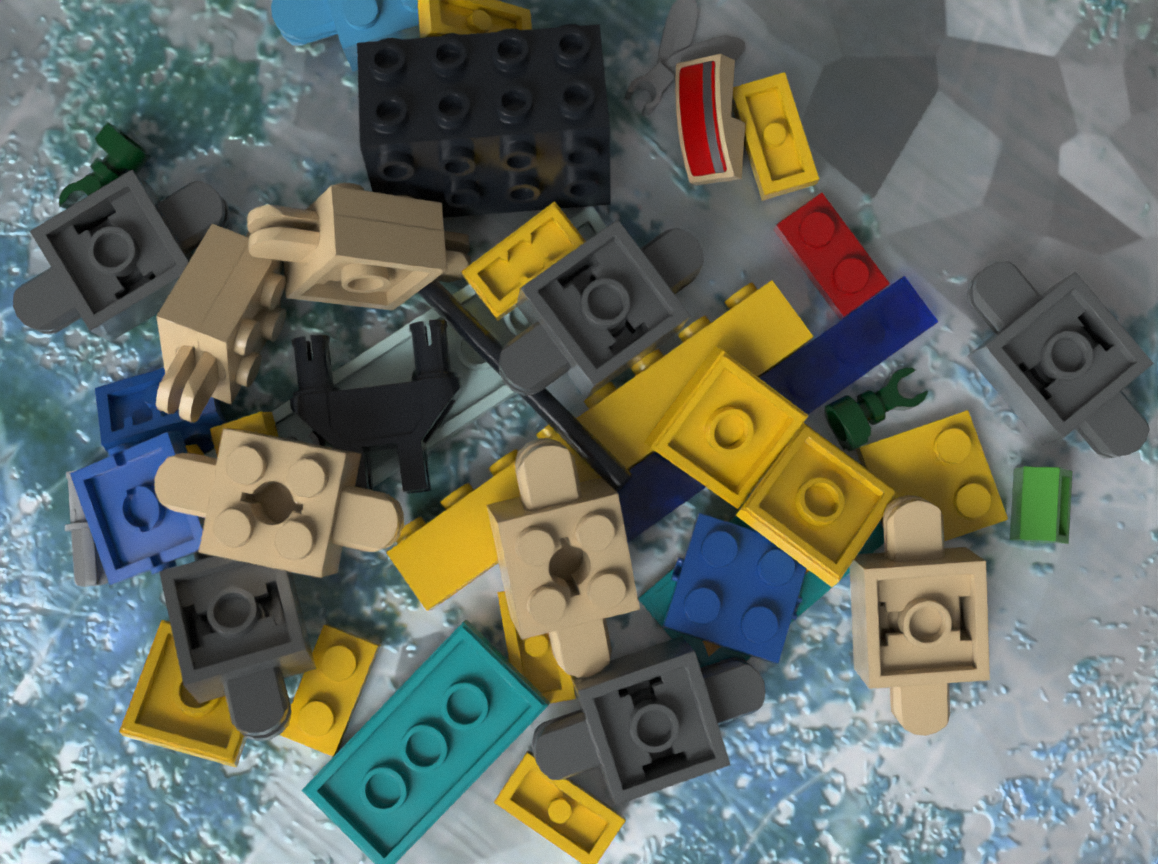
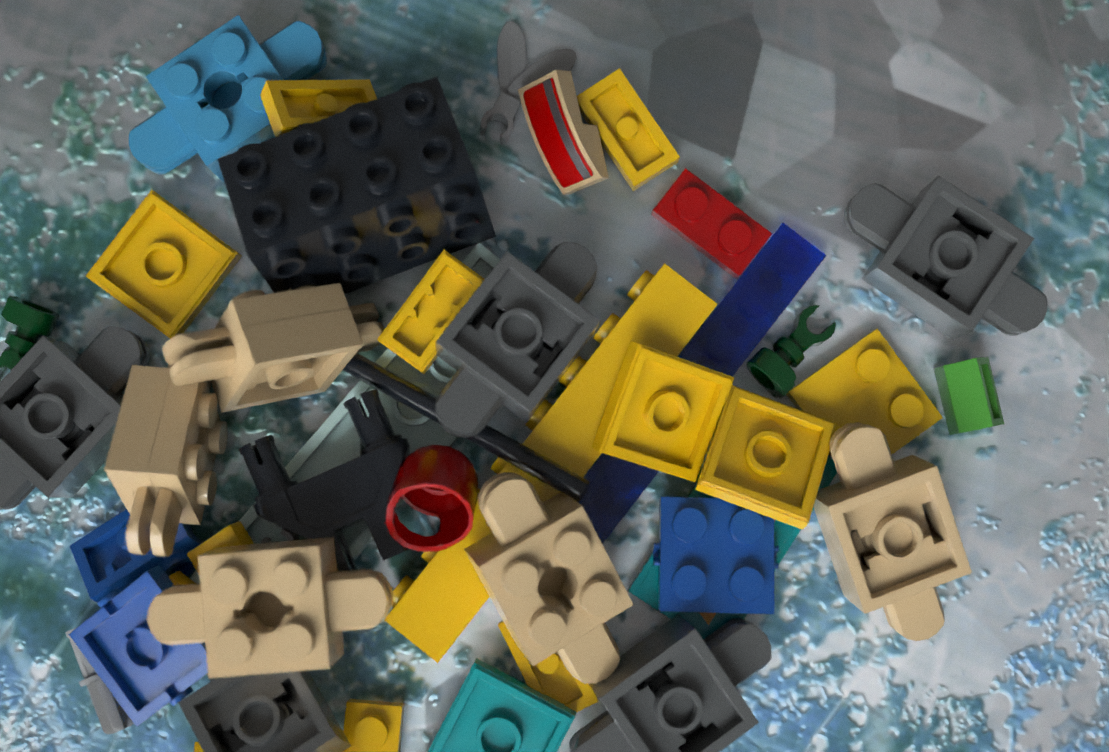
camera: 15 degrees left, 0 degrees up
(269, 137) = (163, 265): none -> yellow tile
(479, 433) = (438, 484): none -> red helmet

